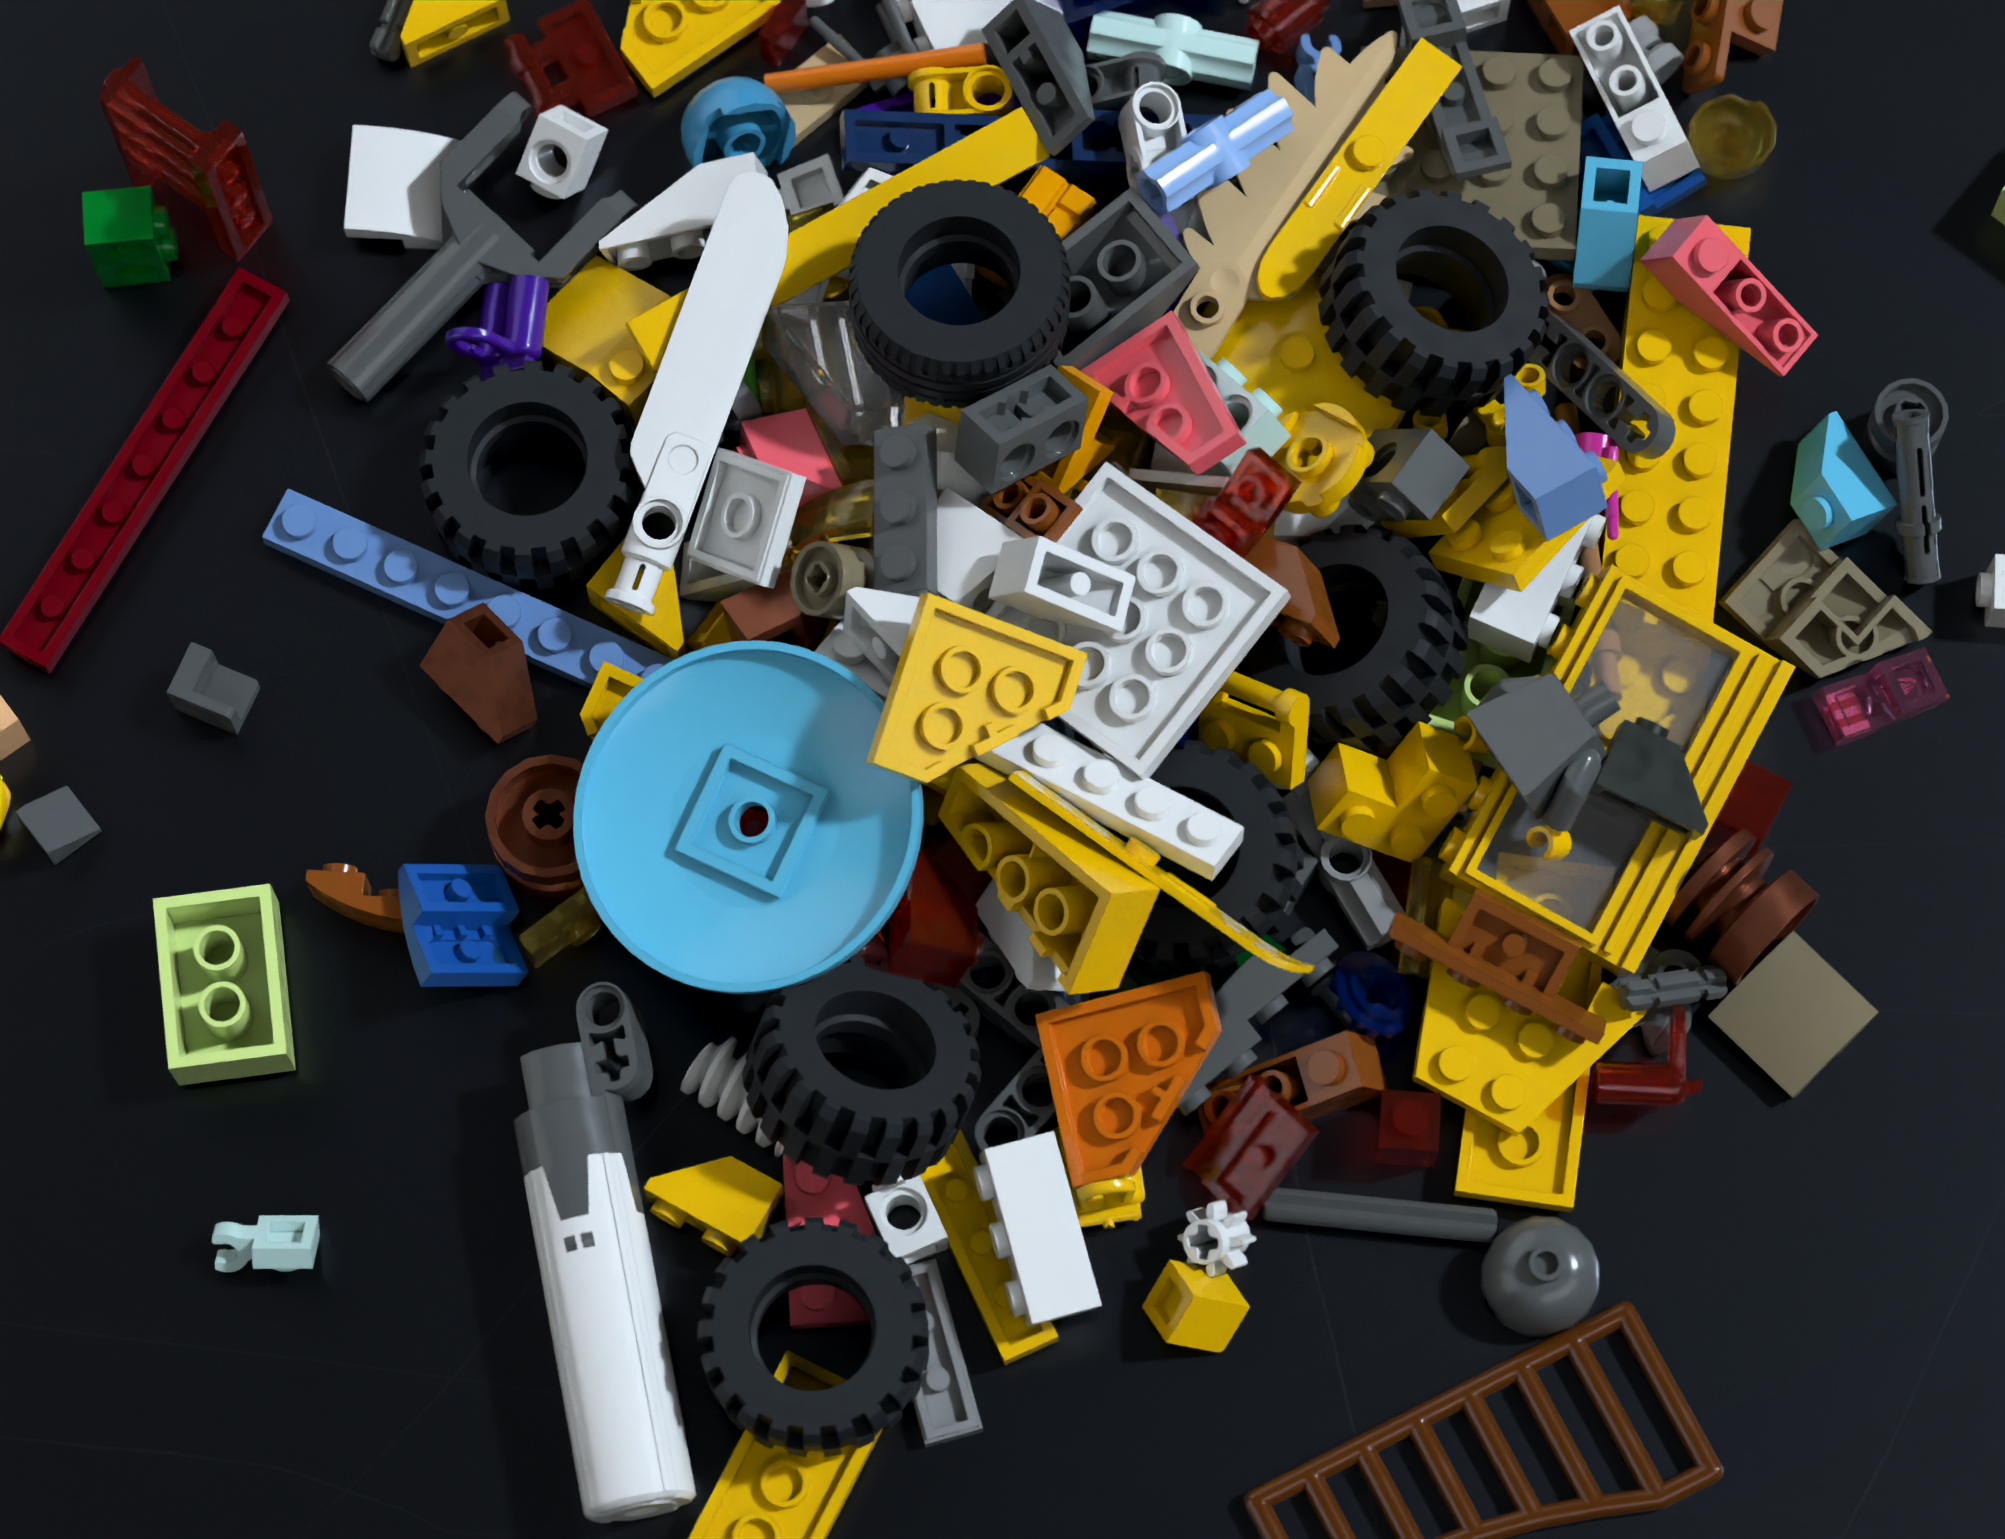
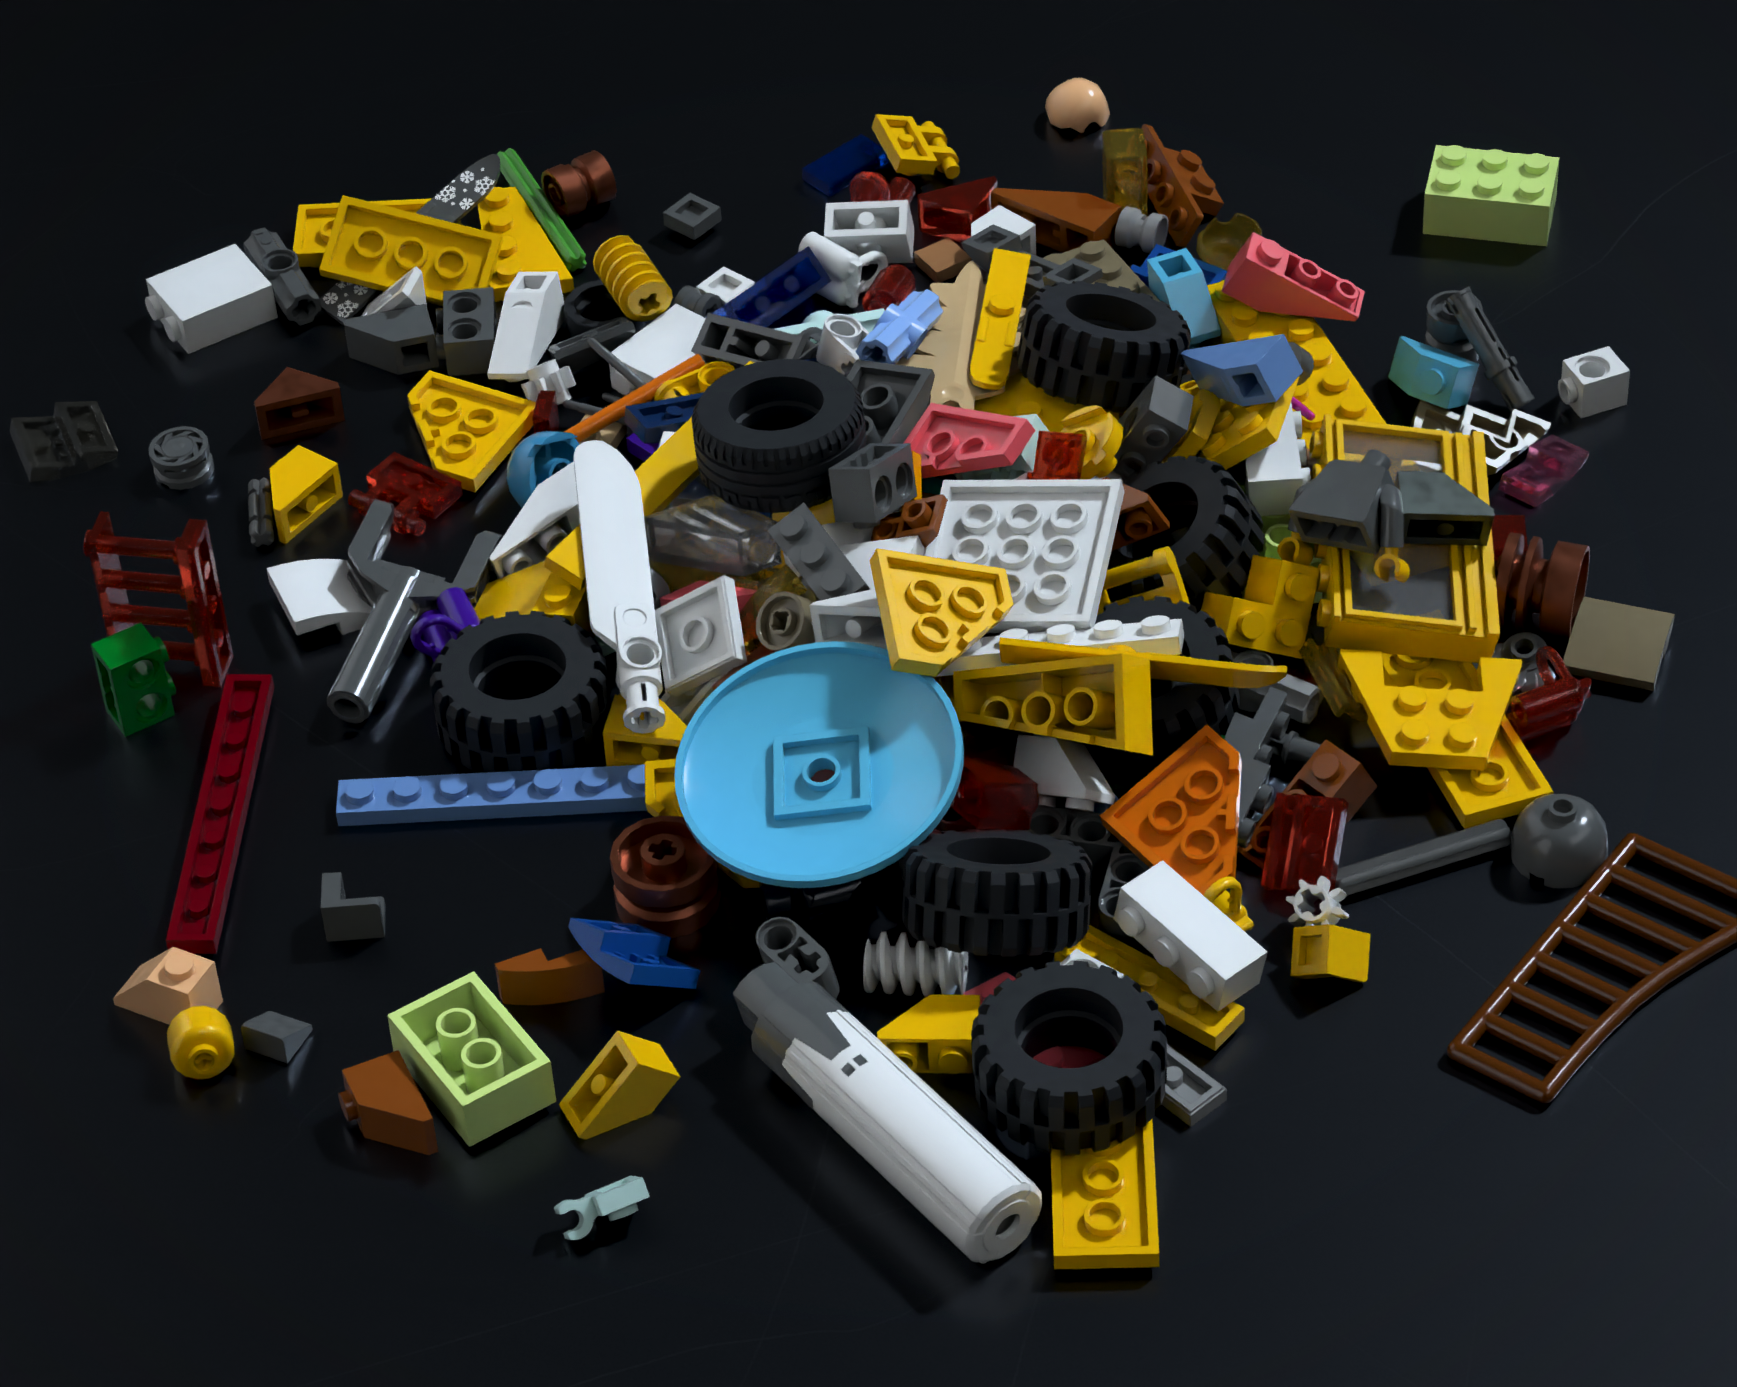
camera: 25 degrees left, 30 degrees down
(119, 990) = (388, 1104): none -> dark orange slope
(361, 1095) = (619, 1086): none -> yellow slope
(484, 672) = (554, 810): copper slope -> none
(570, 922) = (715, 924): clear yellow plate -> none
(578, 139) = (425, 511): white brick -> none
(1061, 584) = (961, 535): white slope -> none
(1392, 998) = (1320, 725): clear blue gear -> none
(1407, 1128) = (1405, 796): clear red brick -> none
(1508, 955) = (1408, 651): dark orange bracket -> none
(1634, 98) = (1152, 233): white slope -> none
(1672, 988) = (1528, 641): dark grey axle -> none

